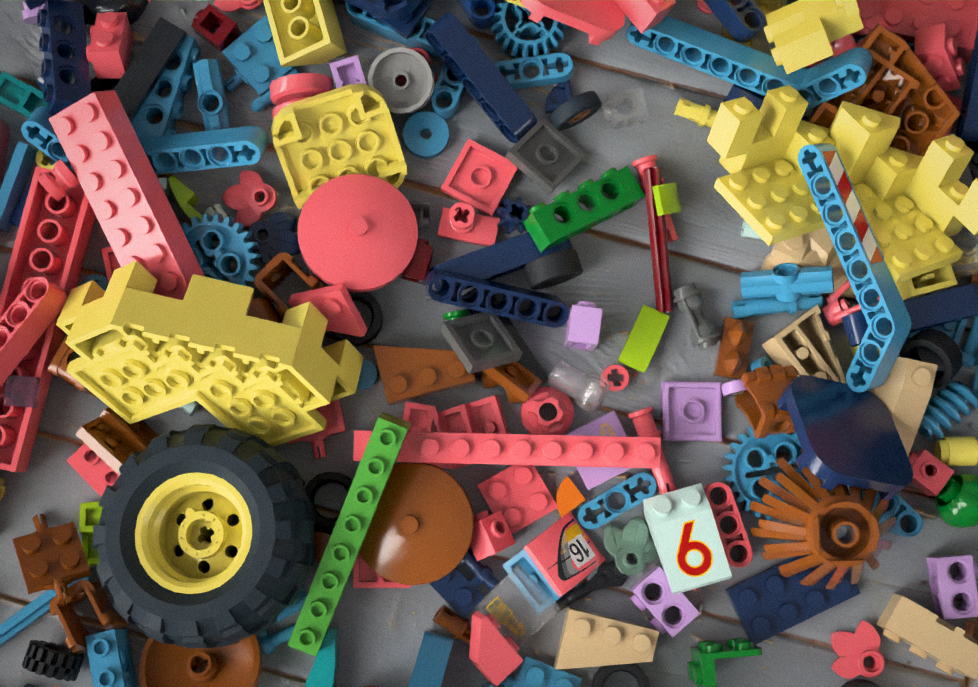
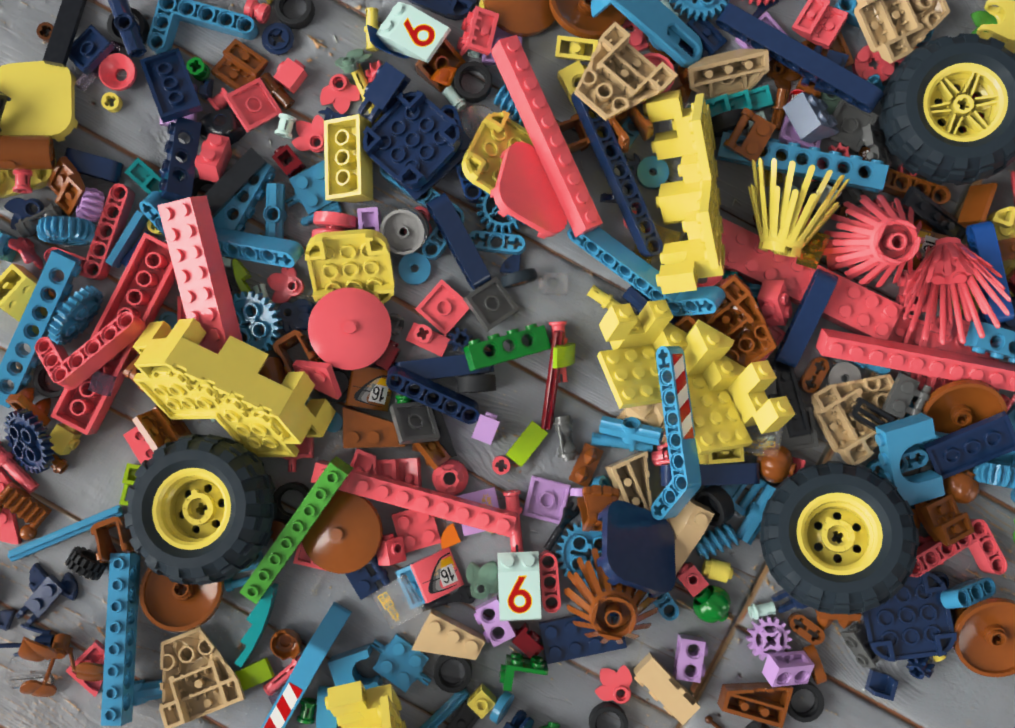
camera: 20 degrees right, 5 degrees up
(51, 558) = (99, 496): dark orange plate -> none
(59, 180) = (155, 247): coral wheel -> none
(404, 313) = (369, 389): none -> slope
(453, 623) = (358, 606): reddish brown axle -> none
(490, 651) = (372, 627): coral slope -> none
(587, 388) = (479, 469): clear piece -> none
(640, 496) = (465, 546): dark azure beam -> none
(718, 618) = (528, 641): none -> dark red brick
(728, 425) = (568, 515): none -> black piece

